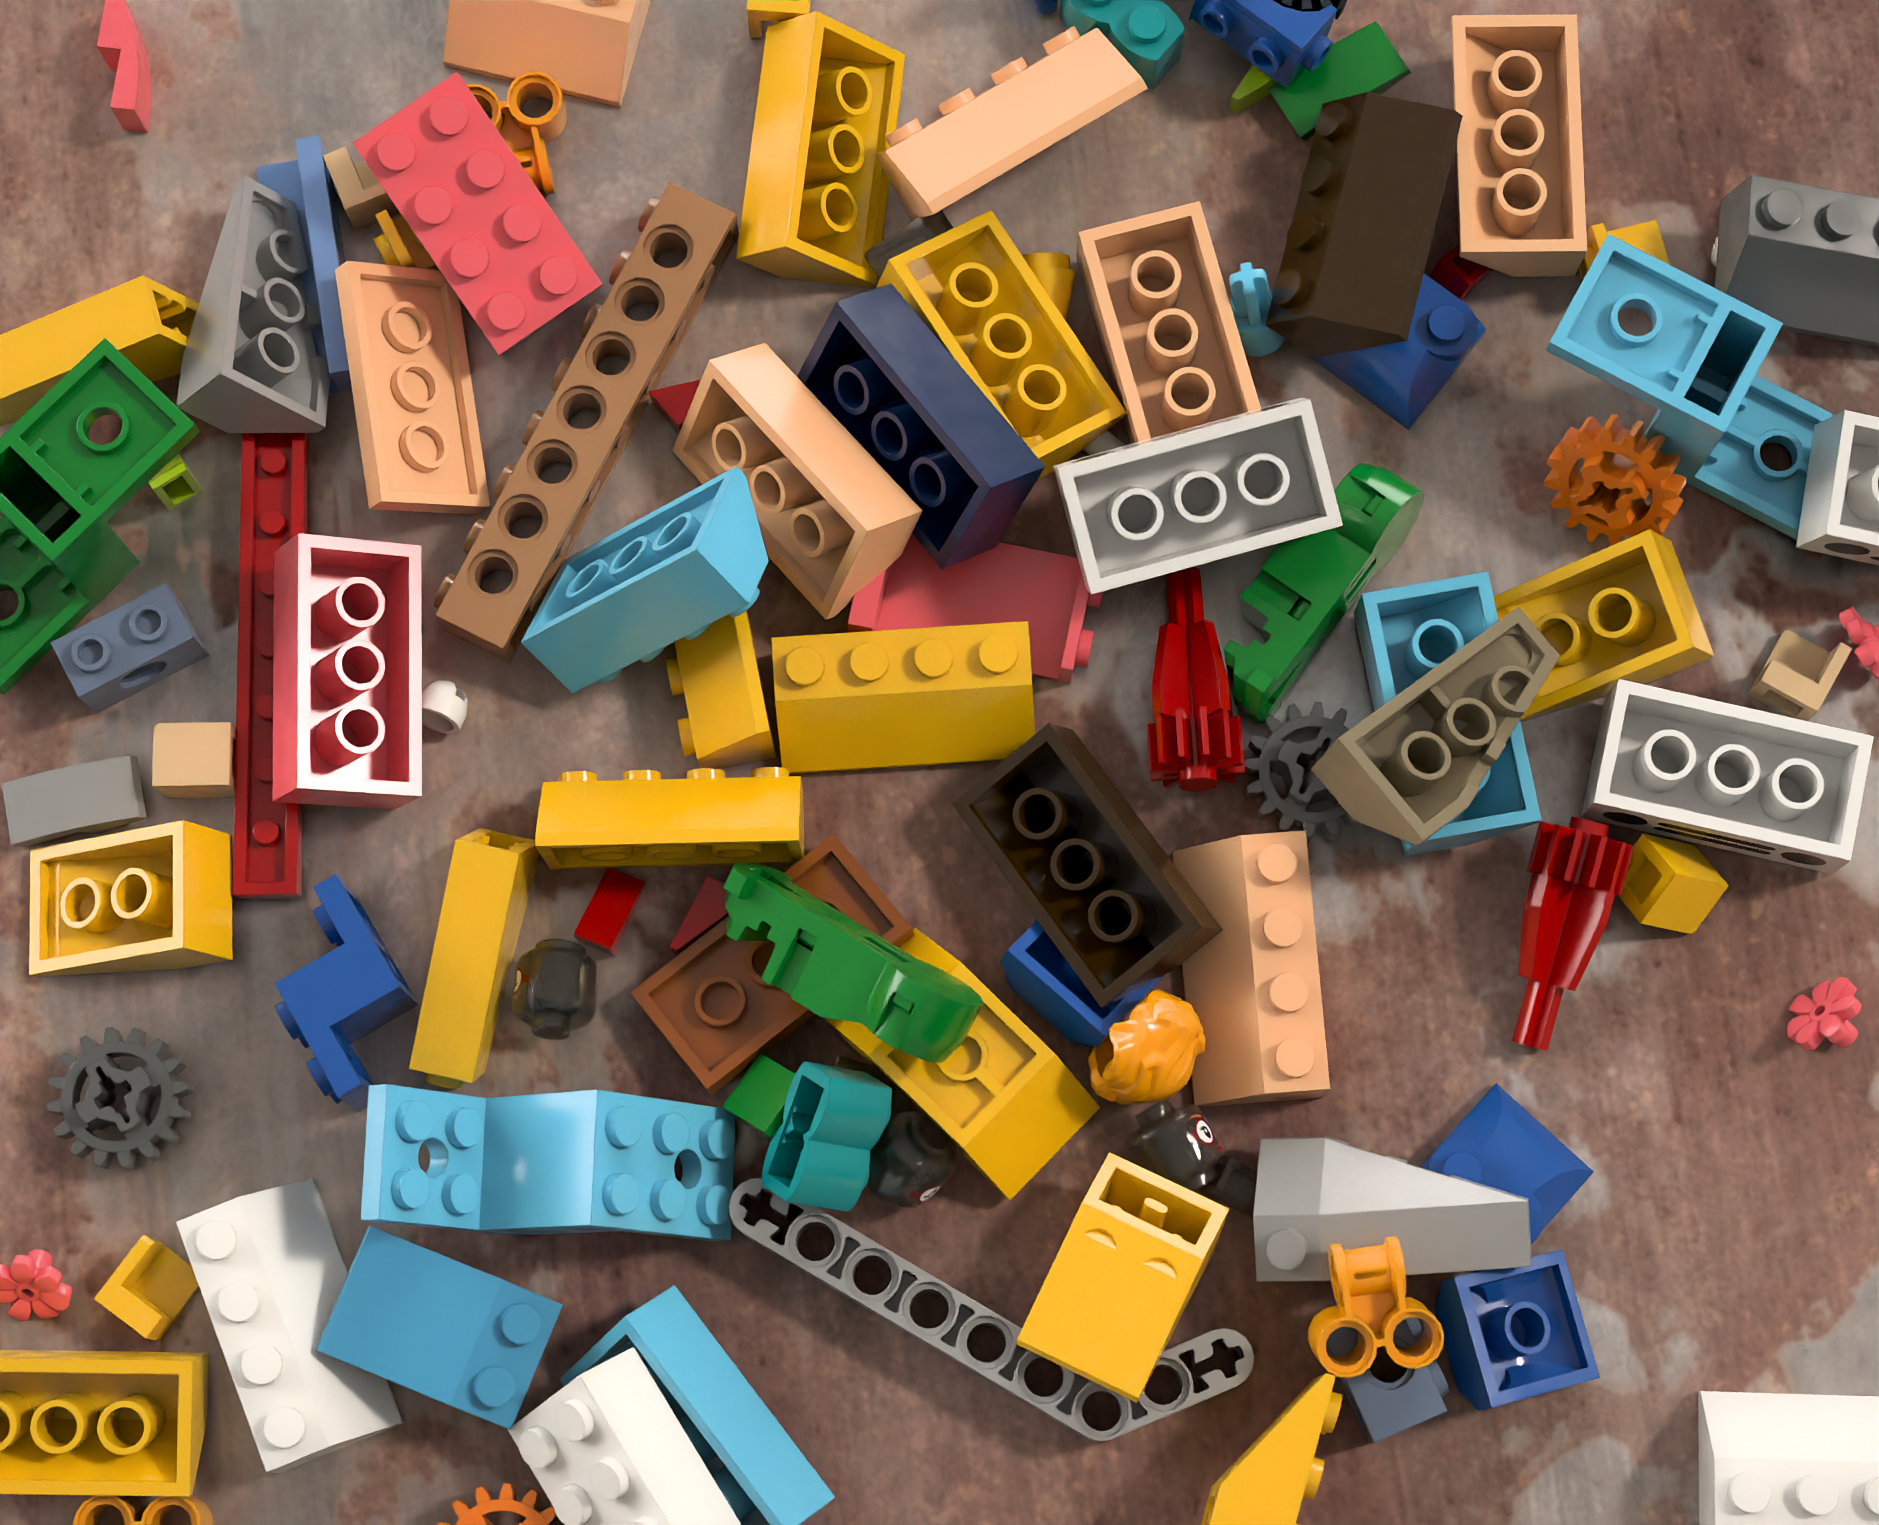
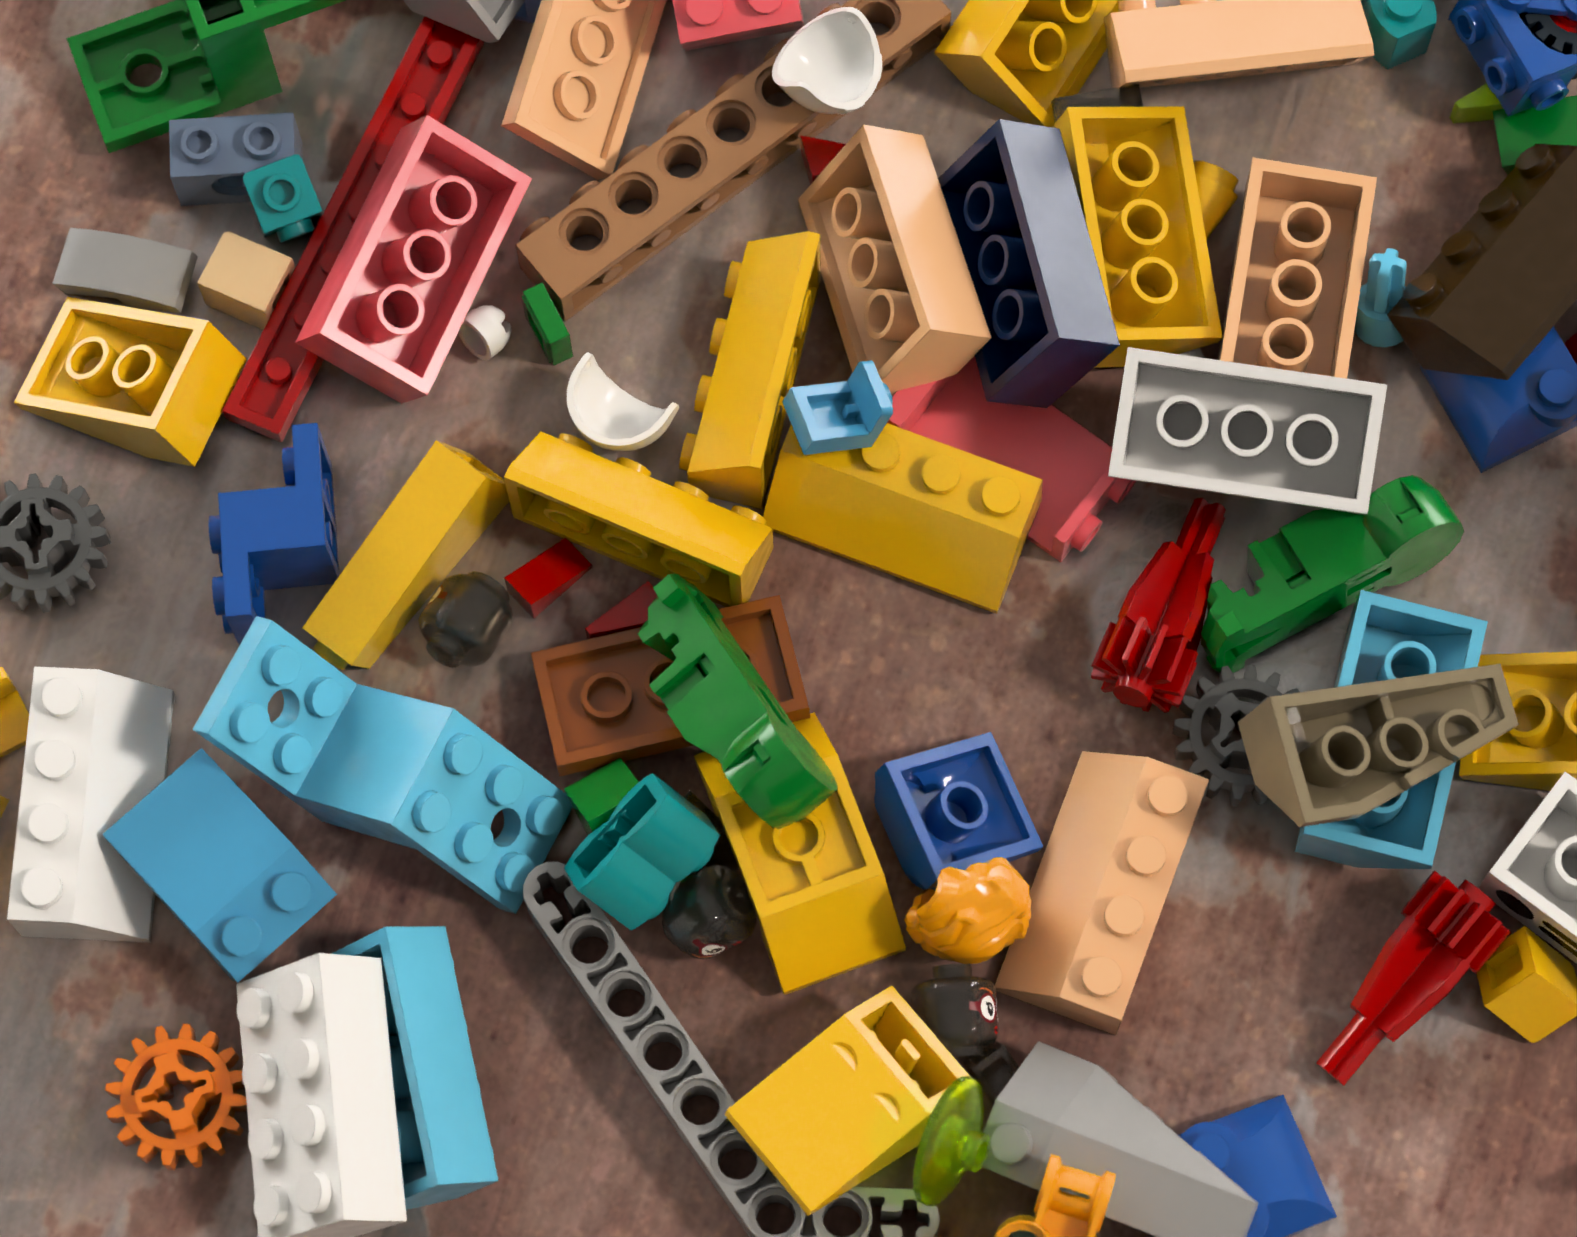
camera: 25 degrees right, 5 degrees down
(175, 483) = (344, 36): lime piece -> none
(194, 668) = (283, 198): none -> teal bracket
(497, 675) = (547, 324): none -> green tile
(599, 734) = (610, 414): none -> white helmet
(650, 314) = (830, 63): none -> white helmet
(651, 584) = (717, 298): medium azure slope -> none
(818, 644) = (840, 413): none -> dark azure bracket
(1086, 865) = (994, 723): dark brown slope -> none
(1235, 1274) = (951, 1142): none -> clear neon green dish

